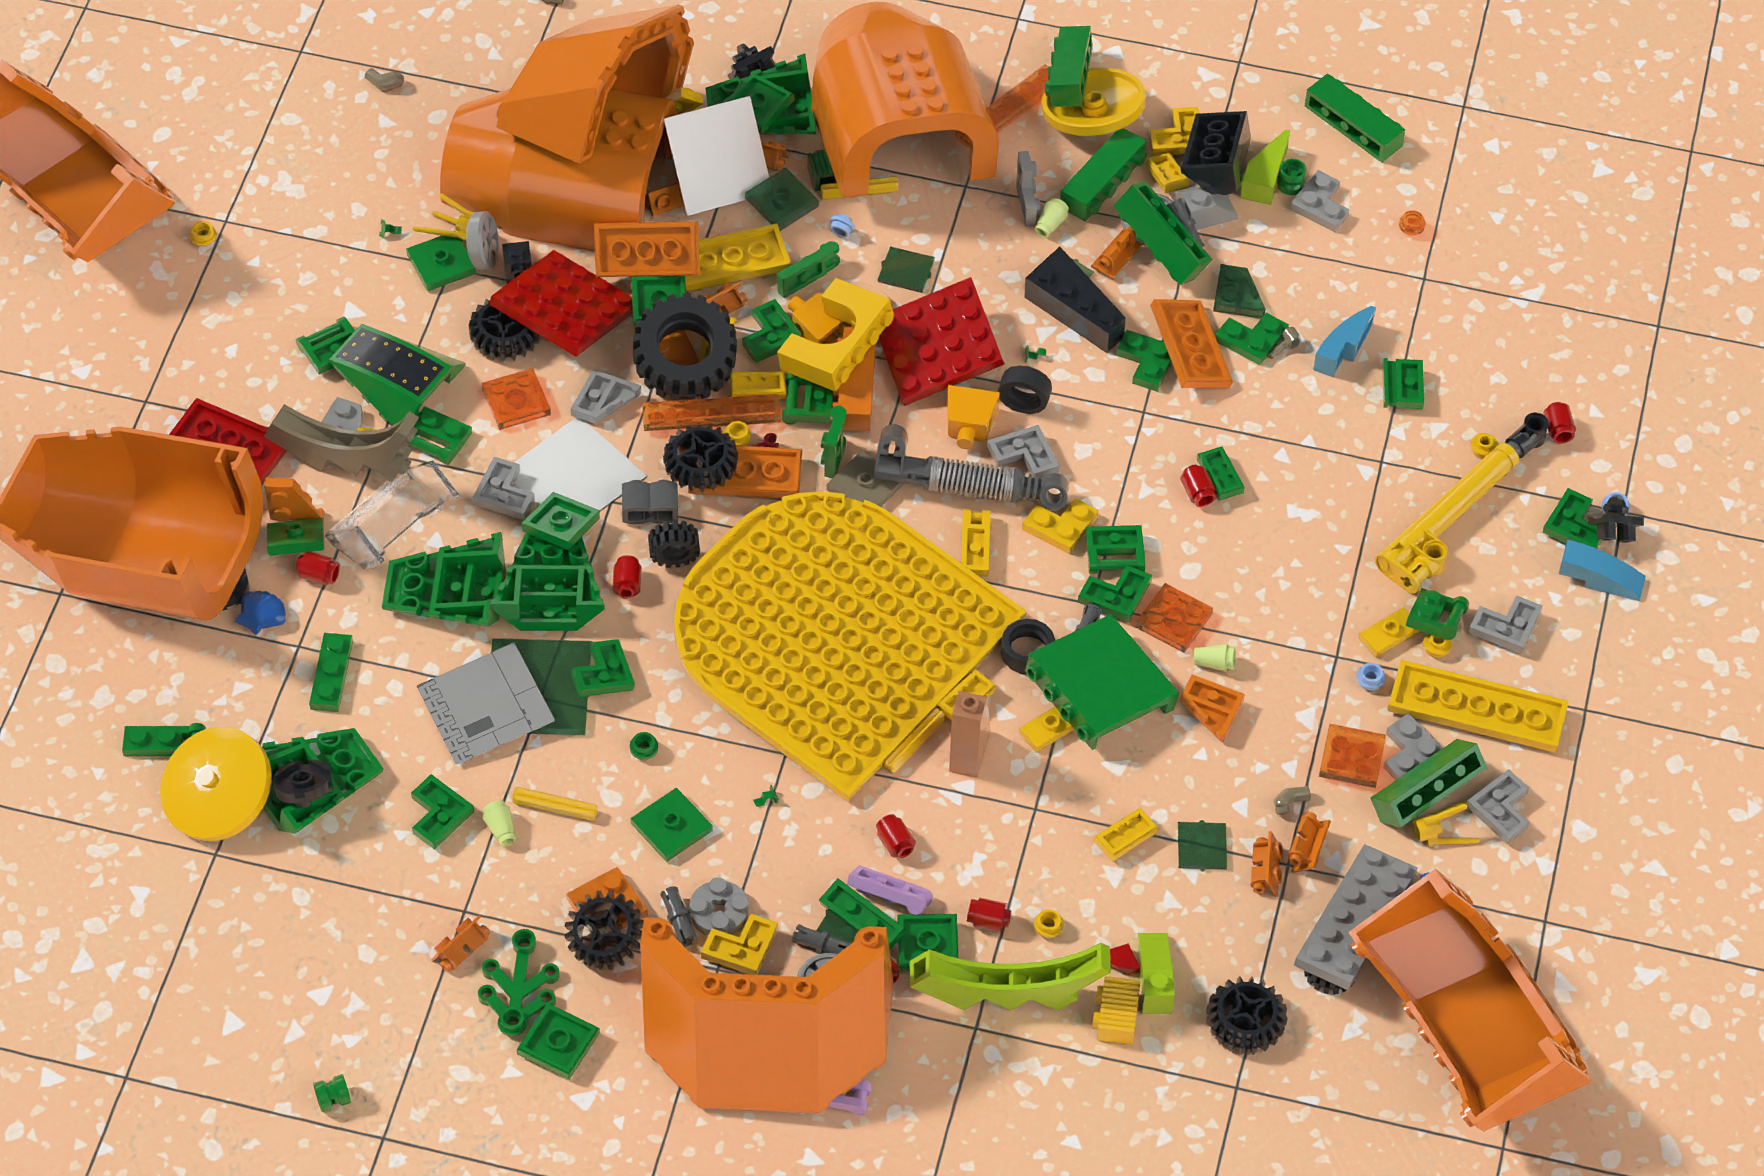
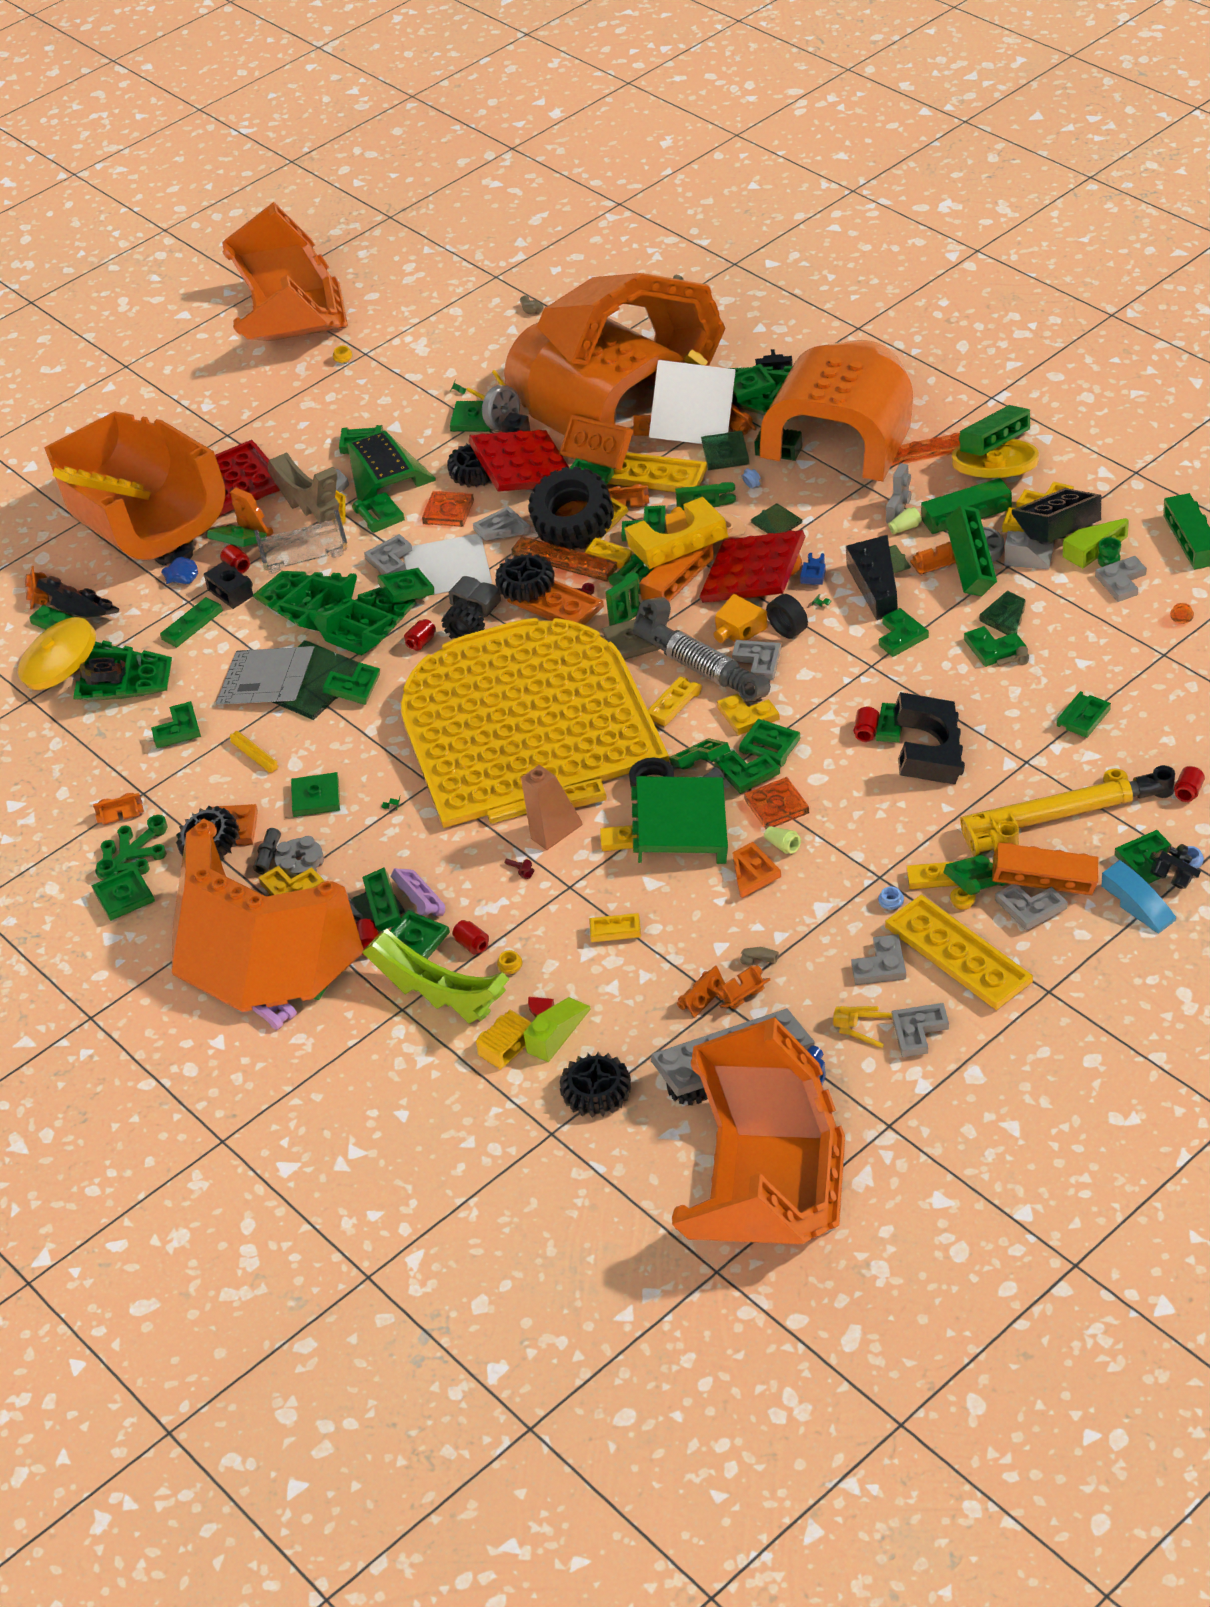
camera: 40 degrees right, 10 degrees down
(88, 704) = (33, 593): none -> orange hinge
(101, 540) = (98, 482): none -> yellow plate
(182, 706) = (75, 602): none -> black slope
(326, 609) = (228, 584): none -> black brick
(500, 822) = (208, 746): yellowish green cone -> none
(643, 739) = (340, 739): green plate -> none
(739, 433) = (570, 577): yellow plate -> none
(876, 186) = (790, 462): yellow axle -> none
(895, 836) = (452, 860): red brick -> none
(976, 806) = (525, 869): none -> dark red hand
(1002, 320) = (813, 571): none -> blue plate
(1056, 588) = (708, 749): none -> green plate
(1185, 219) = (998, 554): dark grey pin -> none
(1191, 343) = (939, 632): orange plate -> none
(1202, 845) = (667, 960): clear green piece -> none
(1272, 450) = (939, 719): none -> black arch
(1344, 342) = (1060, 670): dark azure slope -> none
(1352, 755) = (829, 945): clear orange plate -> none
(1428, 783) = (869, 985): green brick -> none
(1502, 579) = (1045, 868): none -> orange brick

